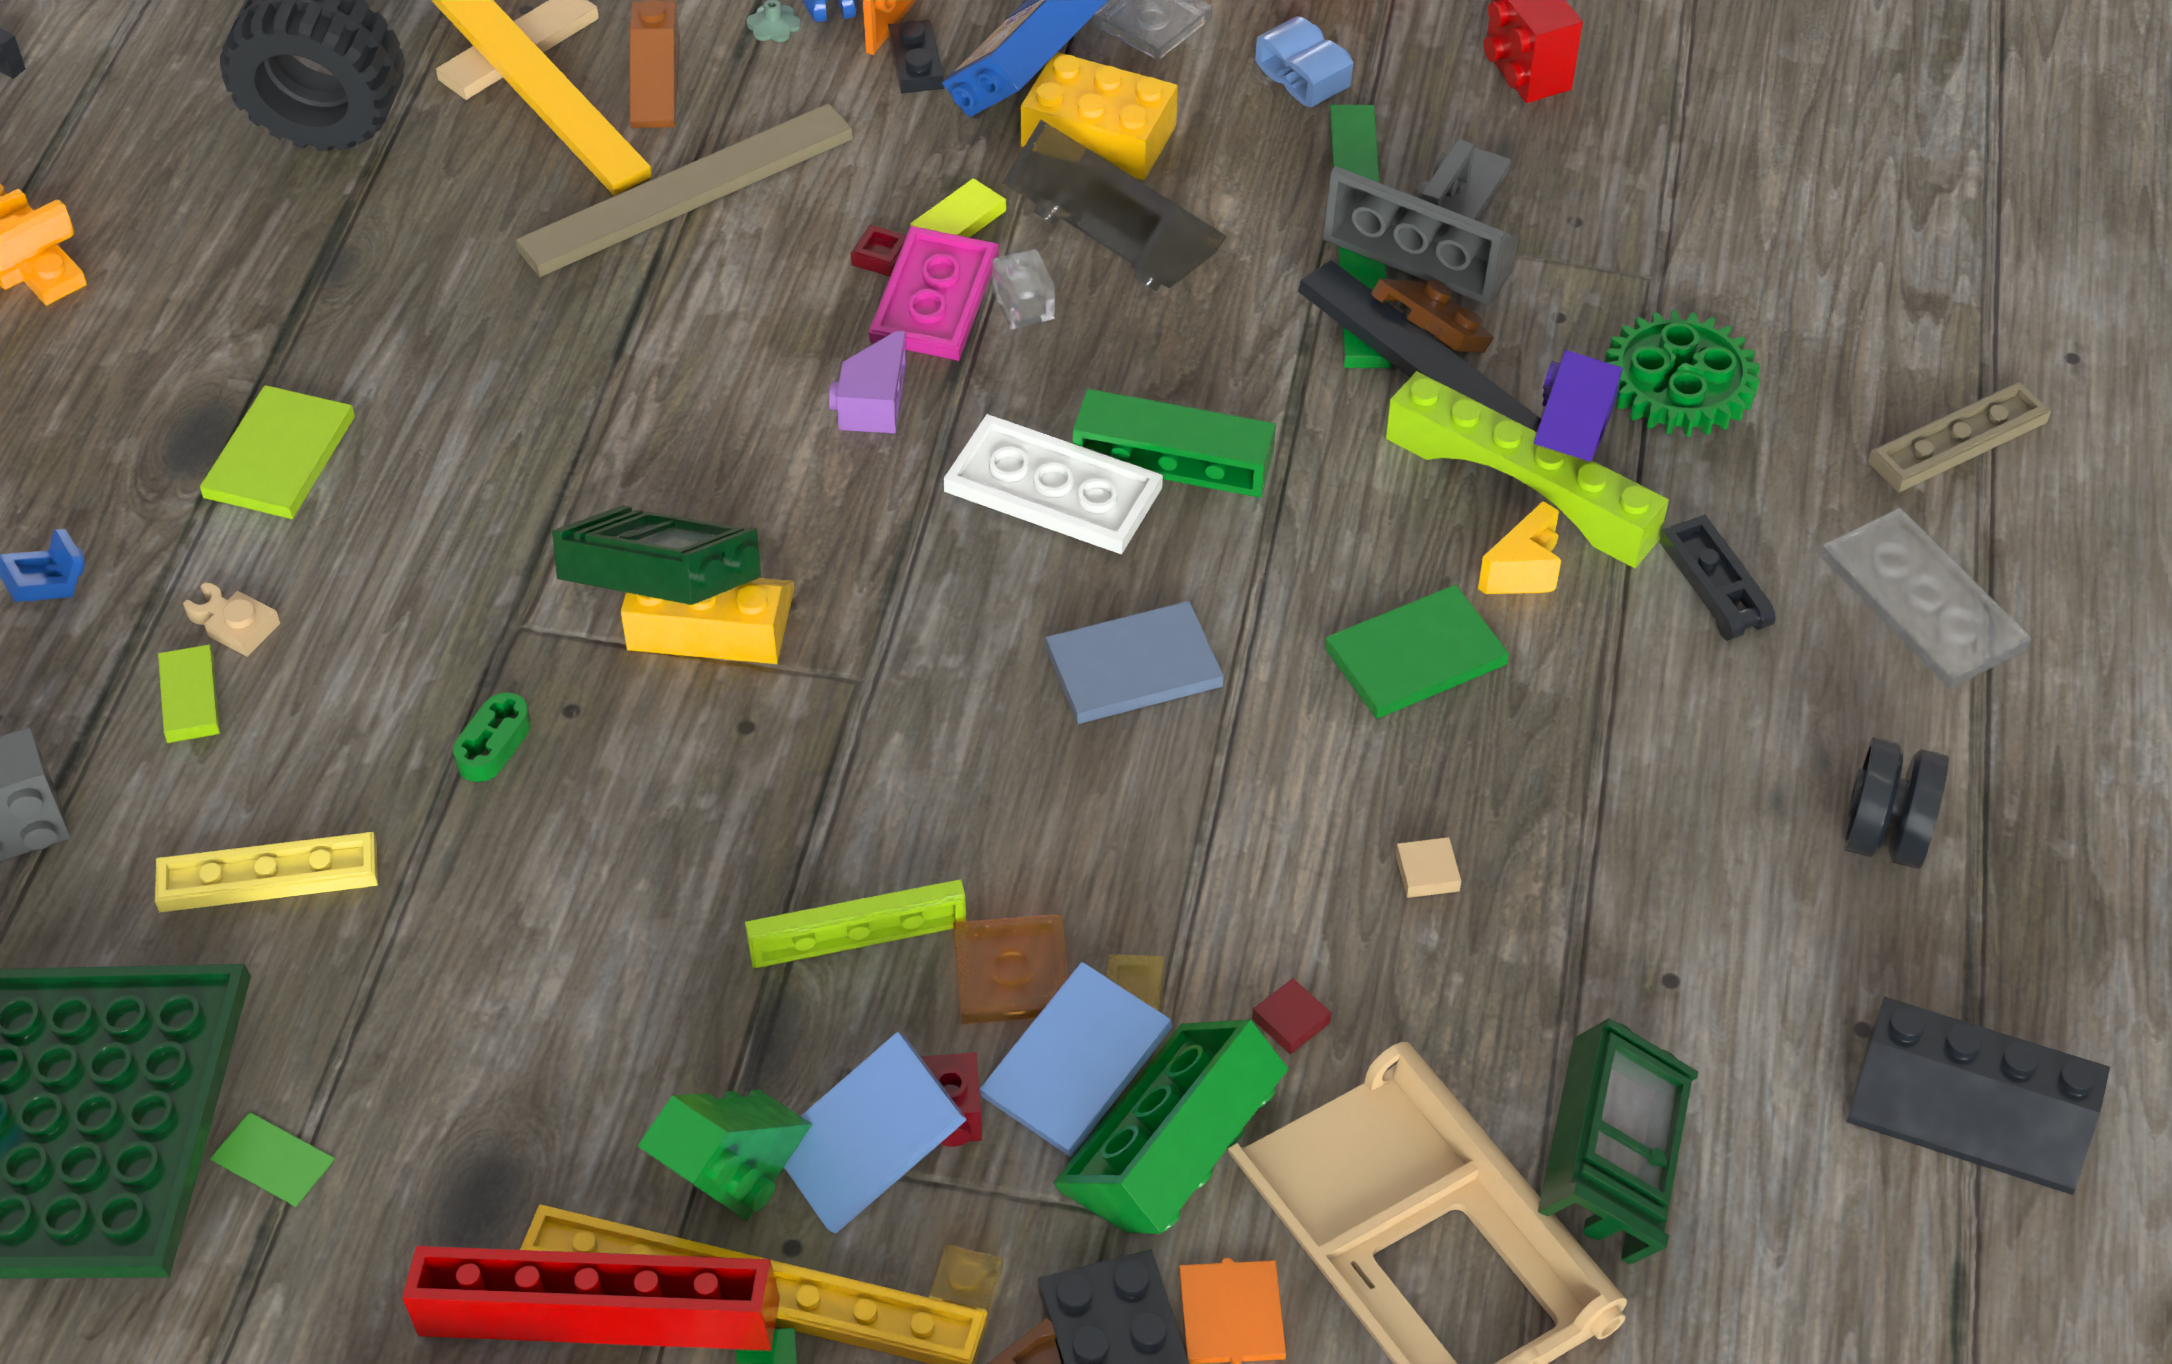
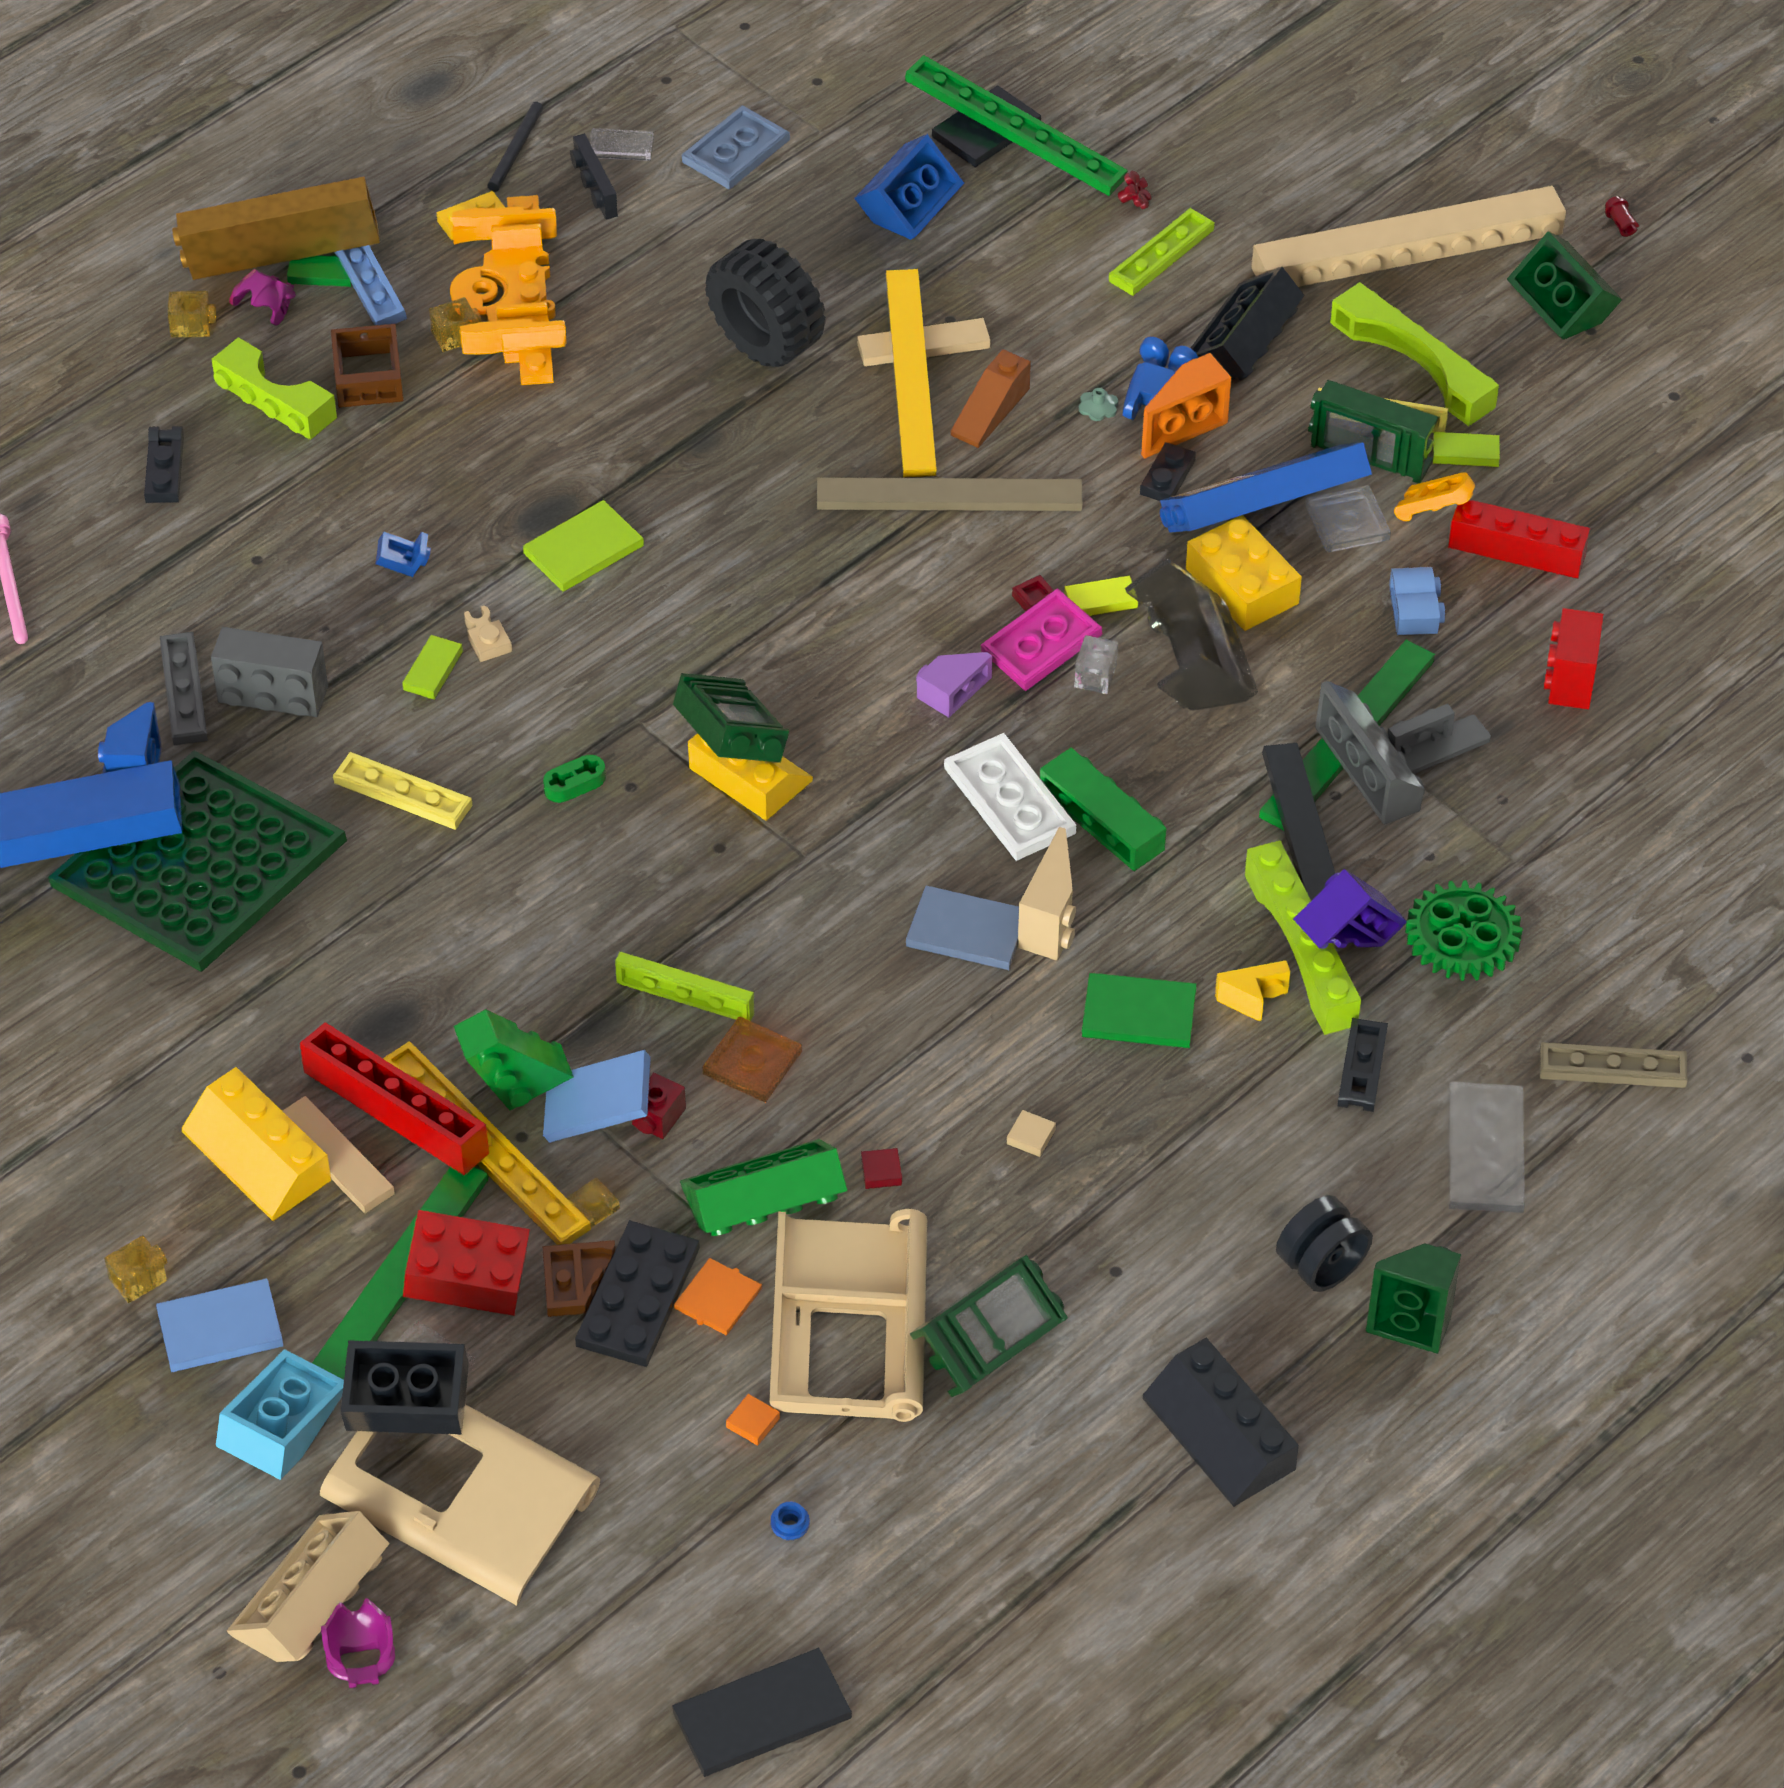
camera: 35 degrees right, 0 degrees up
(272, 1159) = (298, 945): bright green sticker -> none
(1076, 1059) = (741, 1123): medium blue tile -> none
(1140, 976) = (807, 1103): clear yellow plate -> none
(1223, 571) = (1047, 904): none -> tan slope
(1437, 313) = (1340, 810): reddish brown wing -> none
(2075, 803) = (1414, 1296): none -> dark green slope

